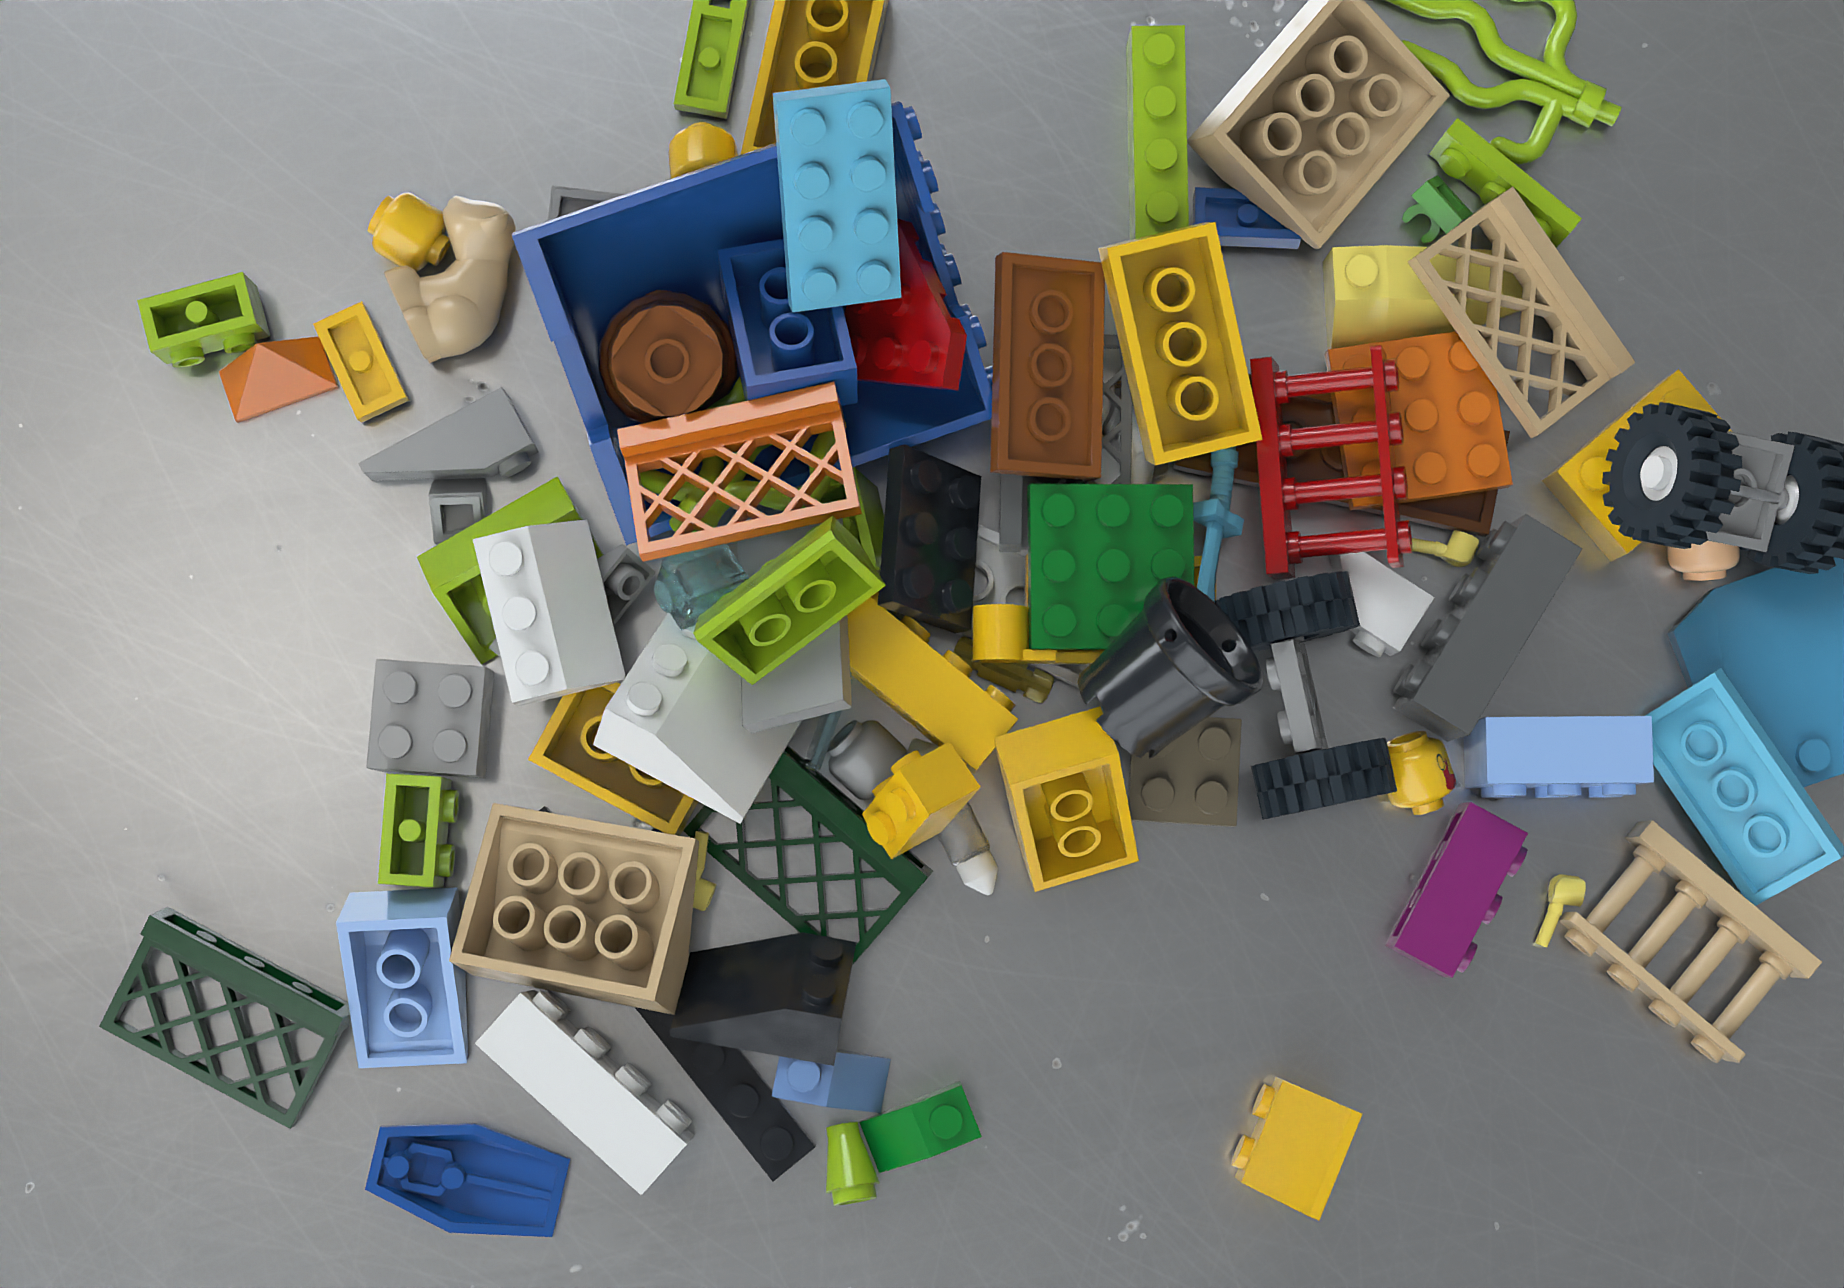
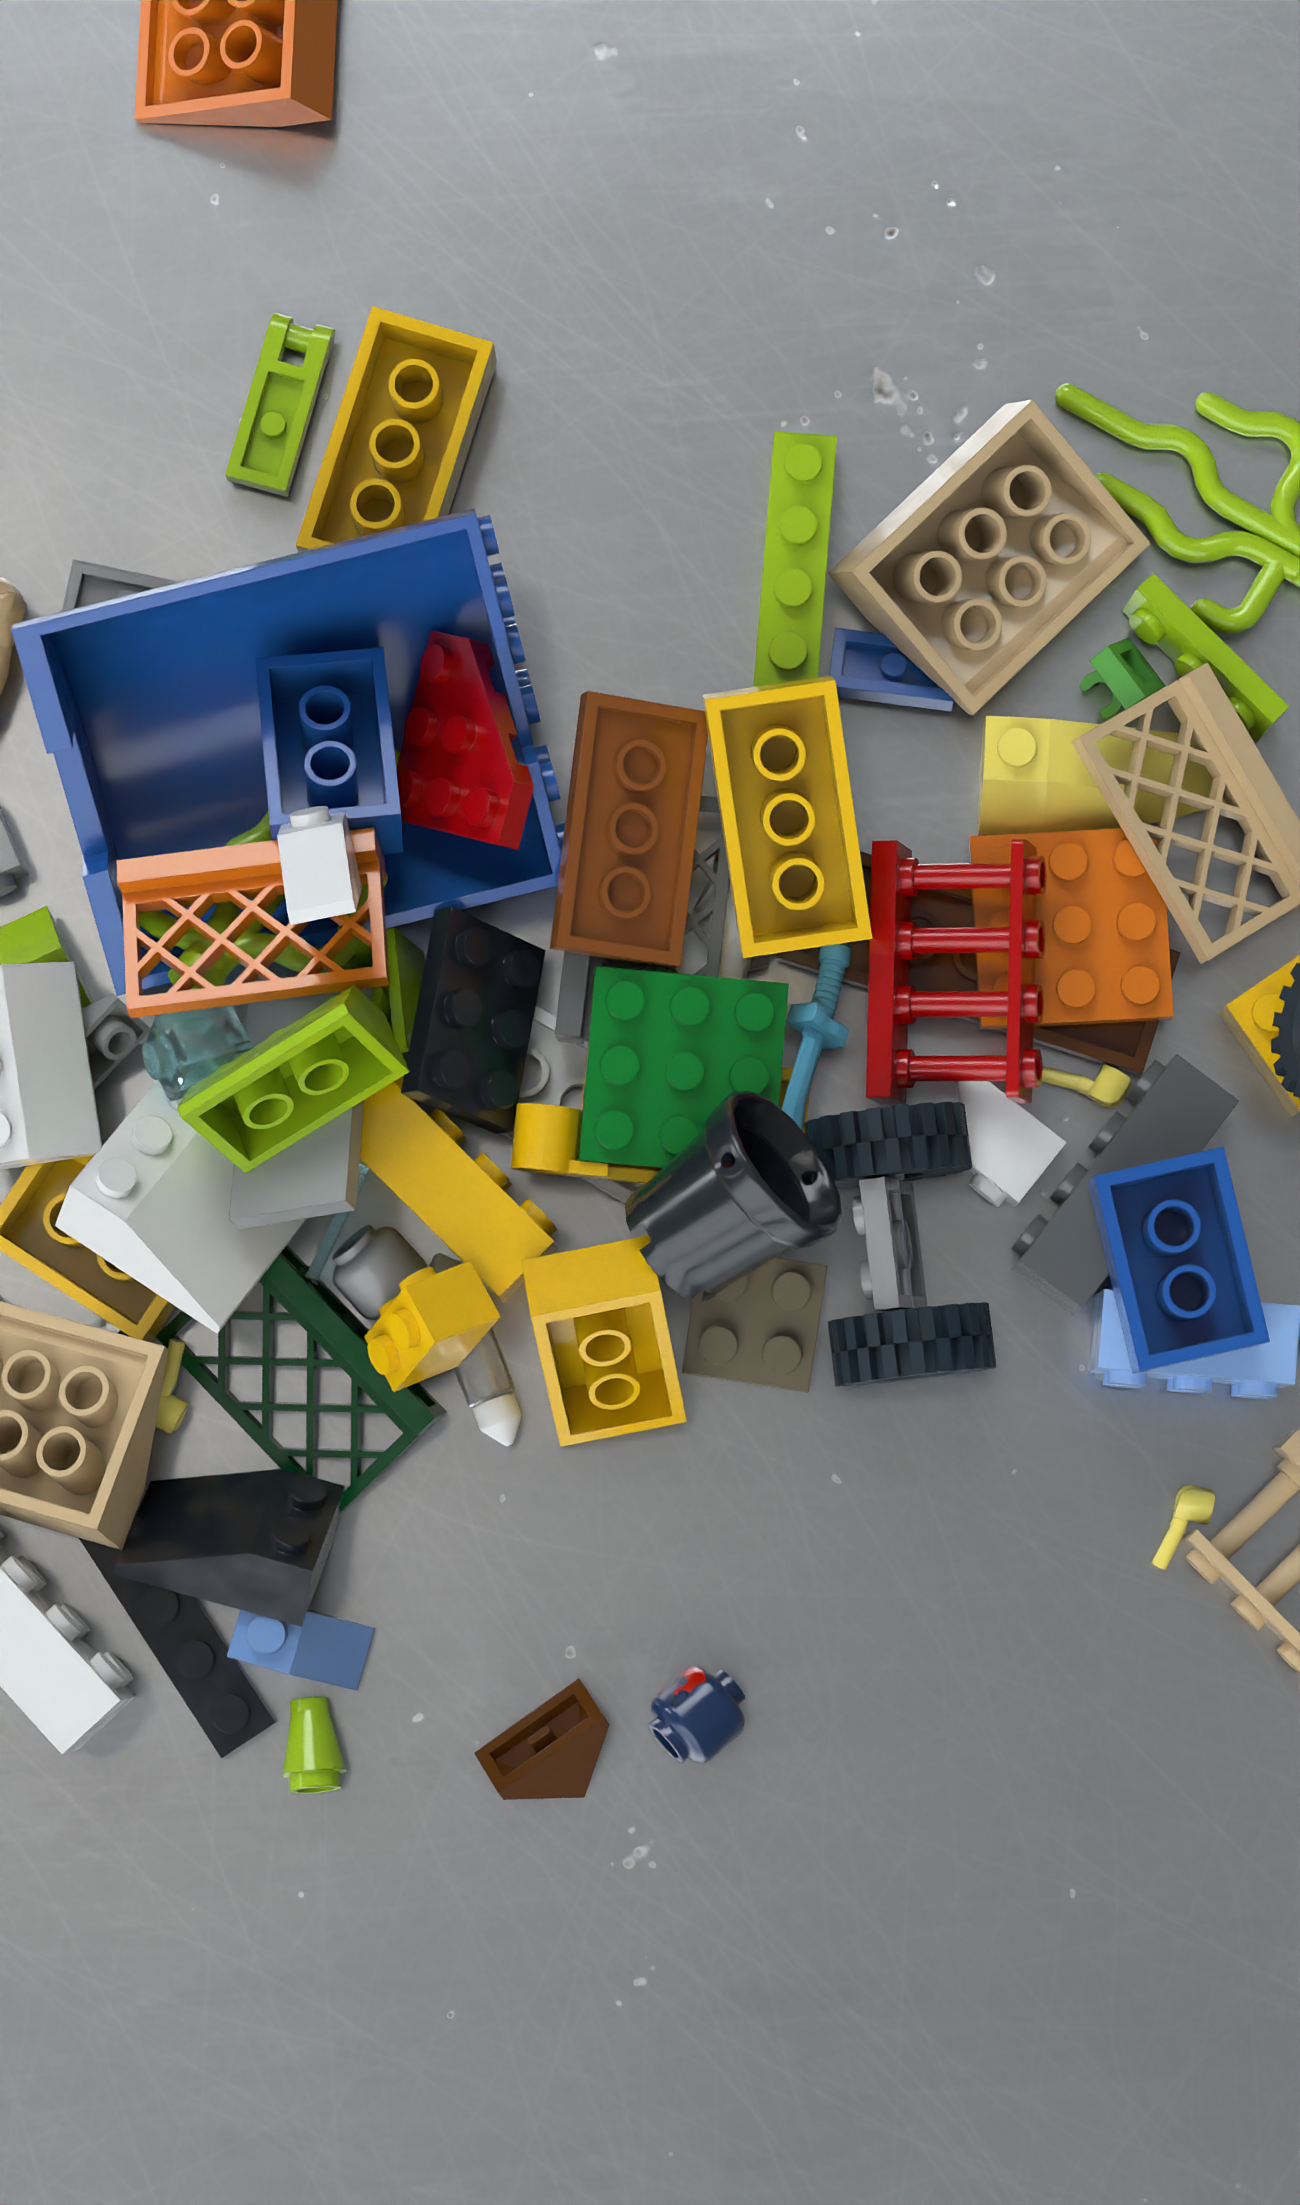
camera: 20 degrees right, 0 degrees up
(666, 356) = (187, 777): dark orange piece -> none
(699, 147) = (251, 535): yellow head -> none
(793, 415) = (318, 865): none -> white slope
(838, 194) = (394, 613): medium azure plate -> none
(920, 1128) = (401, 1711): green slope -> none
(1010, 676) = (563, 1191): light yellow axle -> none
(1048, 1147) = (549, 1749): none -> reddish brown slope
(1171, 1107) = (697, 1715): none -> dark blue head
(1295, 1146) = (831, 1771): yellow slope -> none
(1420, 772) = (1030, 1347): yellow head -> none
(1458, 890) = (1064, 1492): magenta brick -> none
(1552, 687) = (1178, 1260): none -> blue brick

